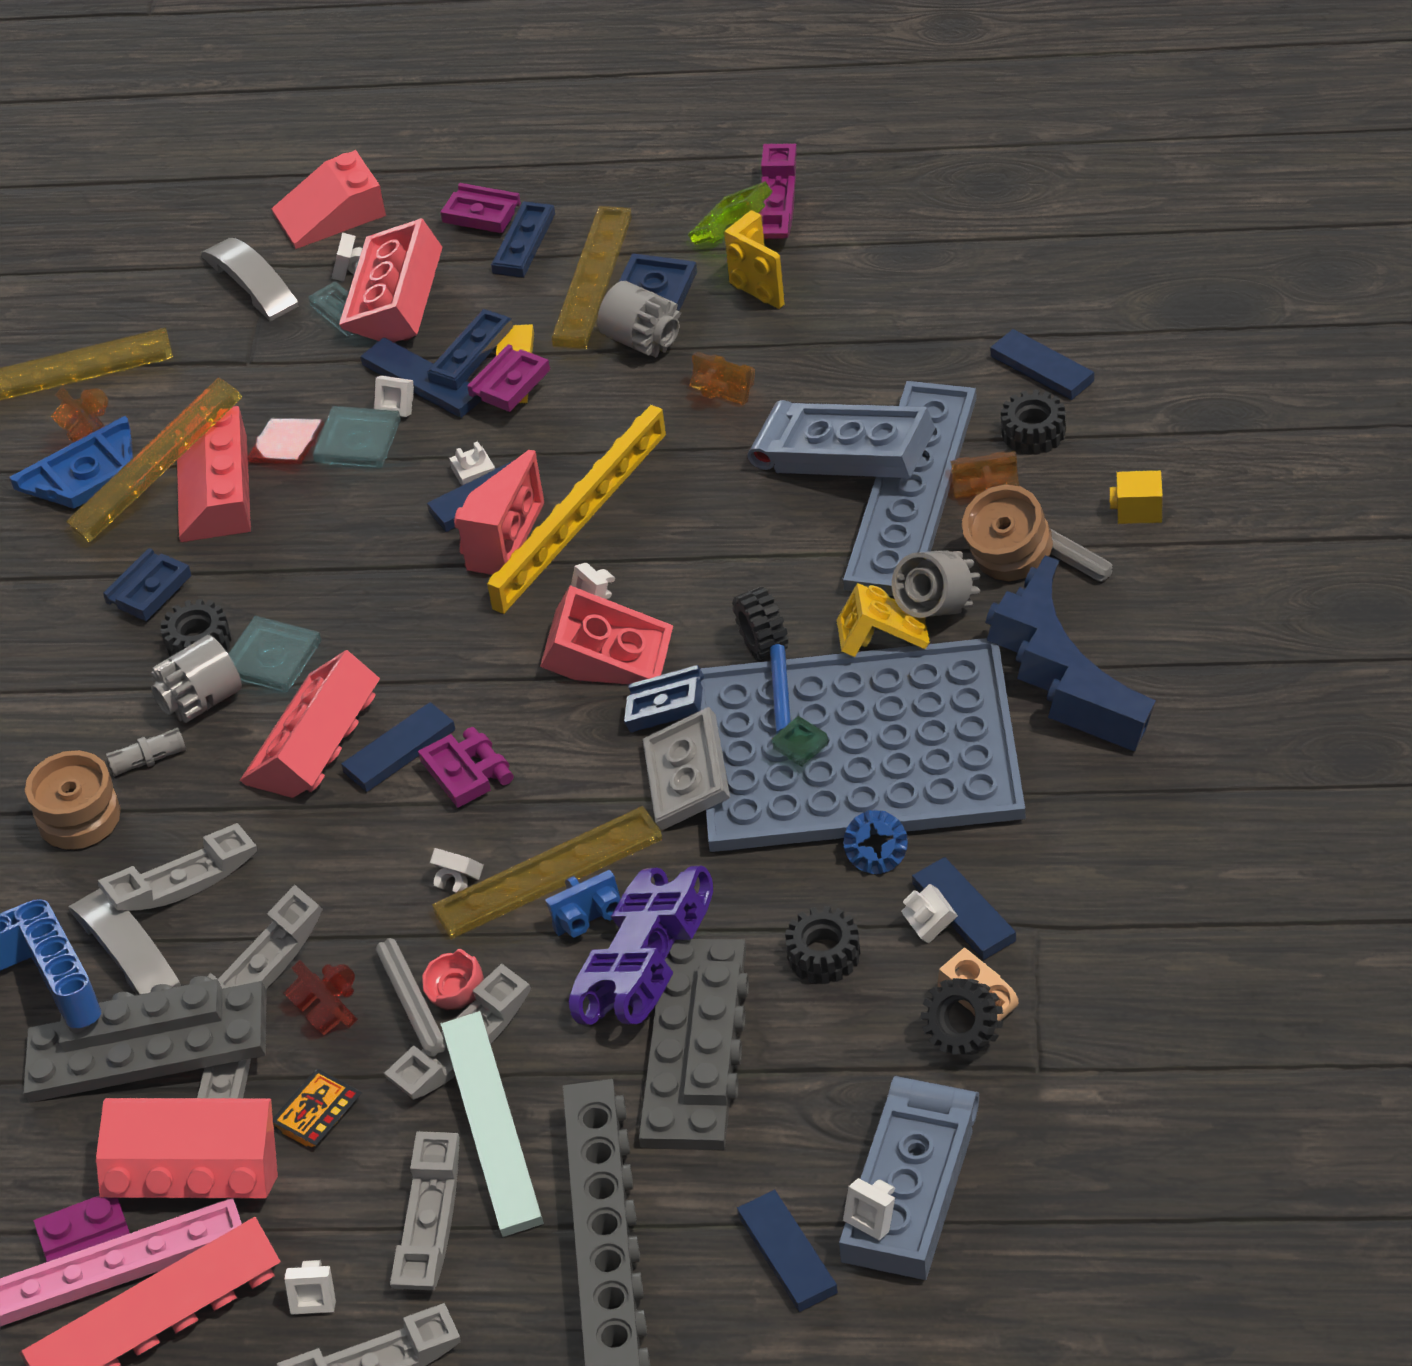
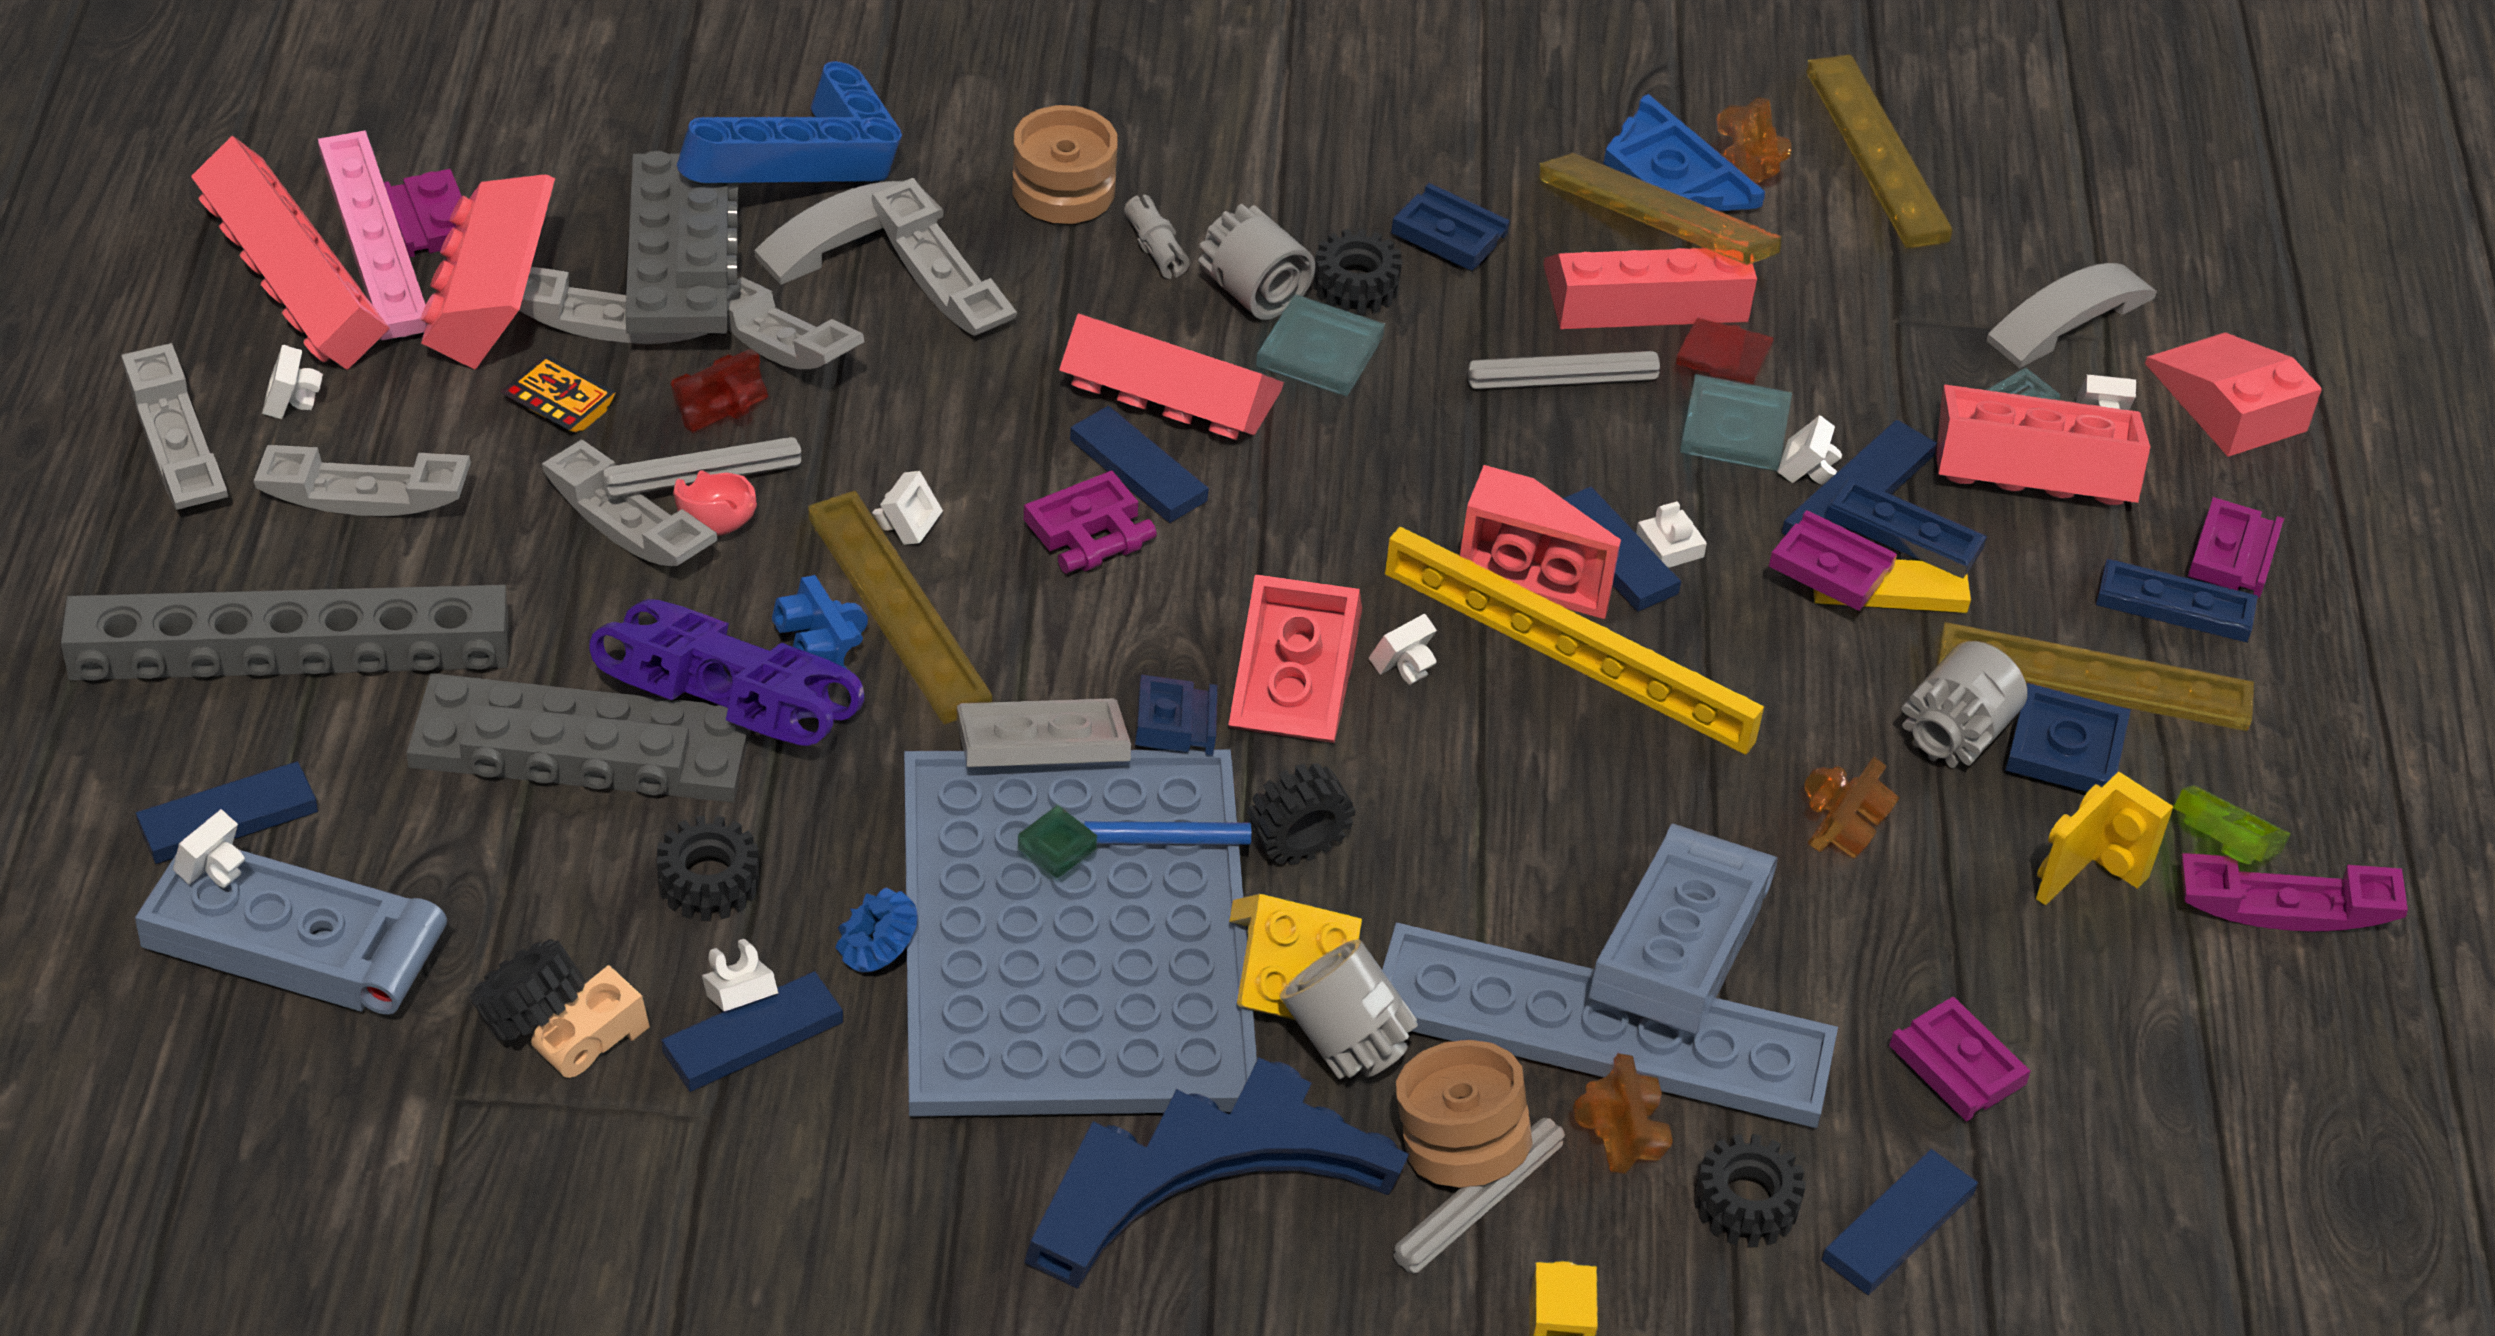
camera: 80 degrees right, 0 degrees up
(303, 523) = (1563, 370): none -> light grey axle
(492, 1124) = (488, 537): light aqua tile -> none
(919, 334) = (1960, 1058): none -> magenta plate

